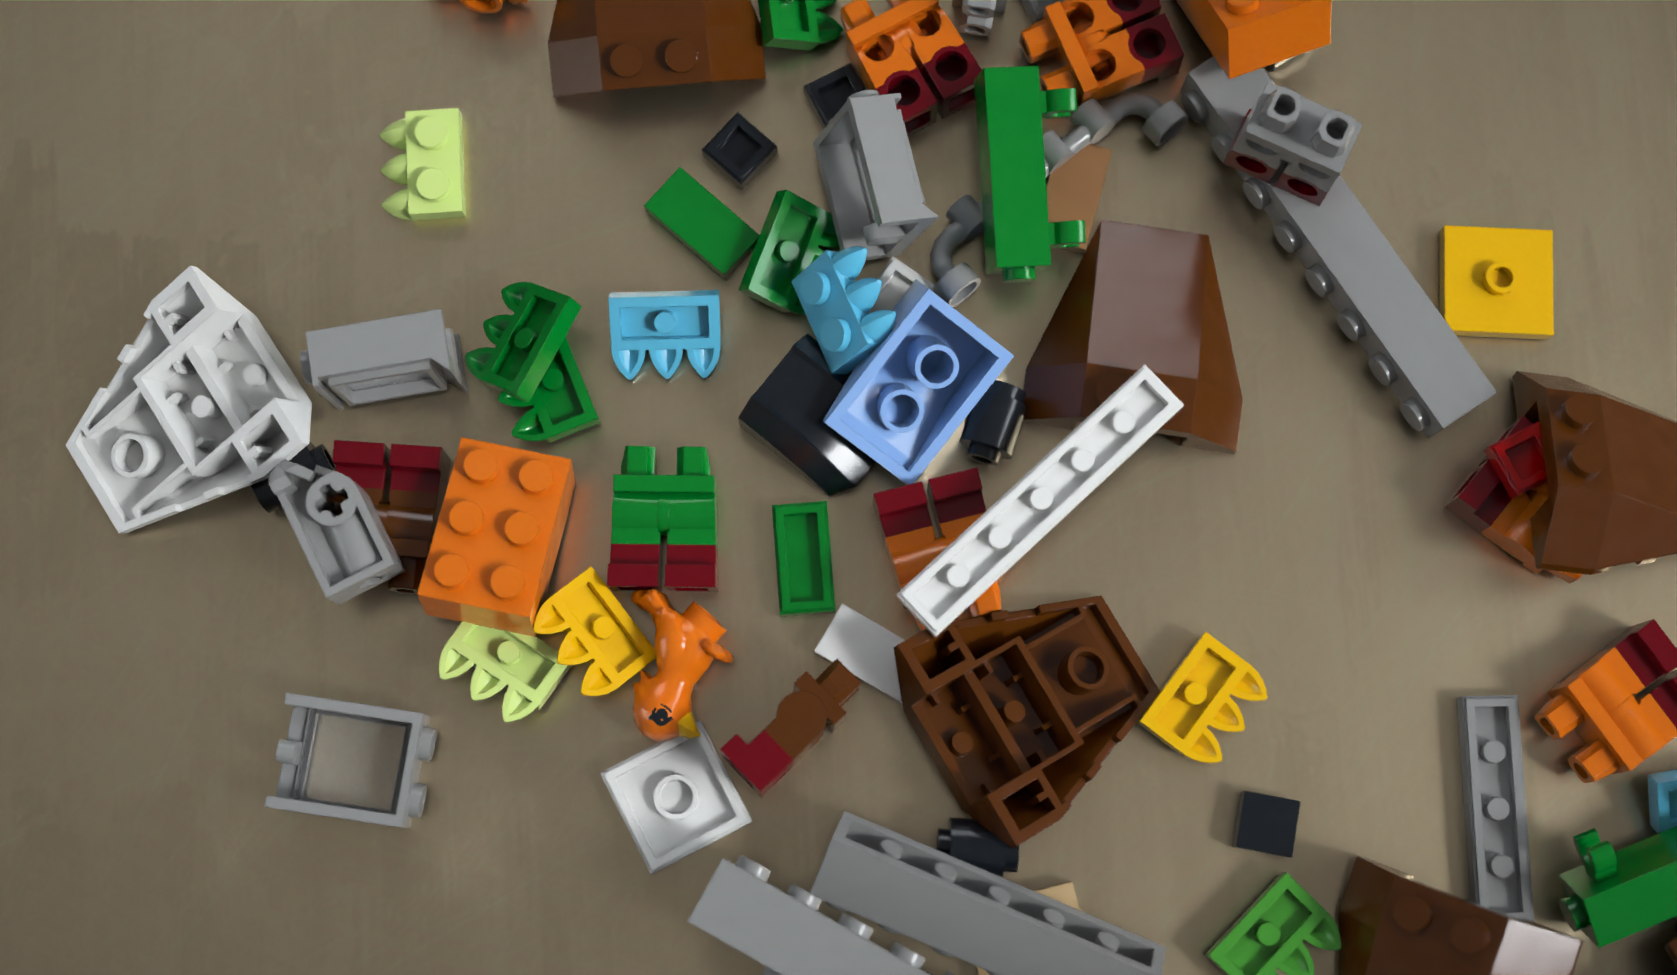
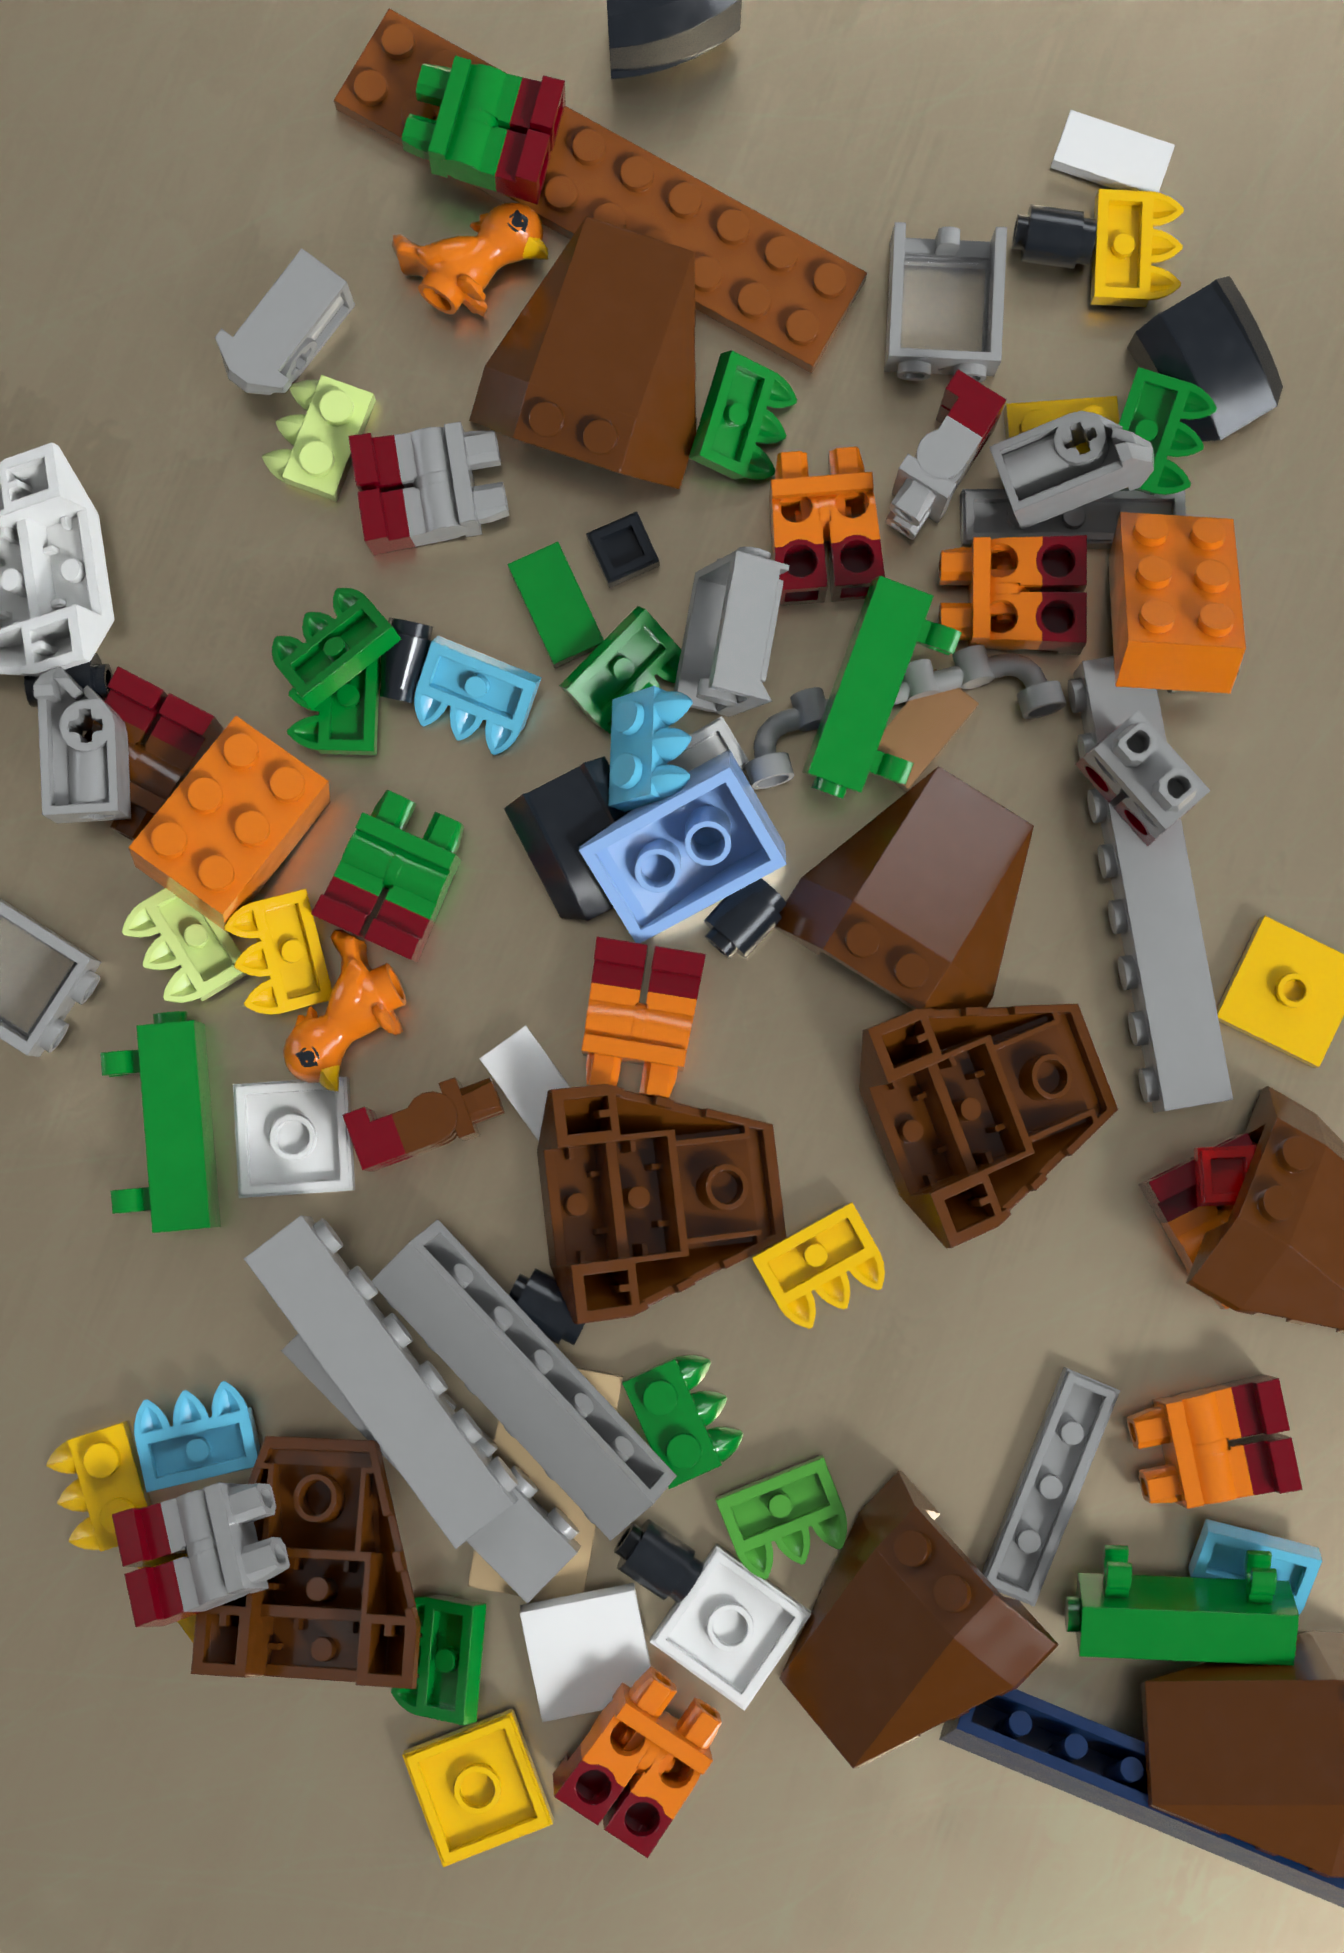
camera: 25 degrees right, 5 degrees up
(357, 80) = (286, 327): none -> light grey piece
(383, 359) = (195, 609): light grey window -> none
(539, 170) = (422, 486): none -> light grey hips
(565, 832) = (176, 1124): none -> green brick
(591, 328) = (405, 660): none -> black cone
(803, 558) = (509, 967): green tile -> none
(831, 92) = (738, 530): black tile -> none
(1039, 501) = (746, 1012): white tile -> none
(1139, 897) = (678, 1419): none -> green plate
(1266, 824) = (828, 1404): black tile -> none
(1278, 498) = (980, 1106): none -> reddish brown wedge

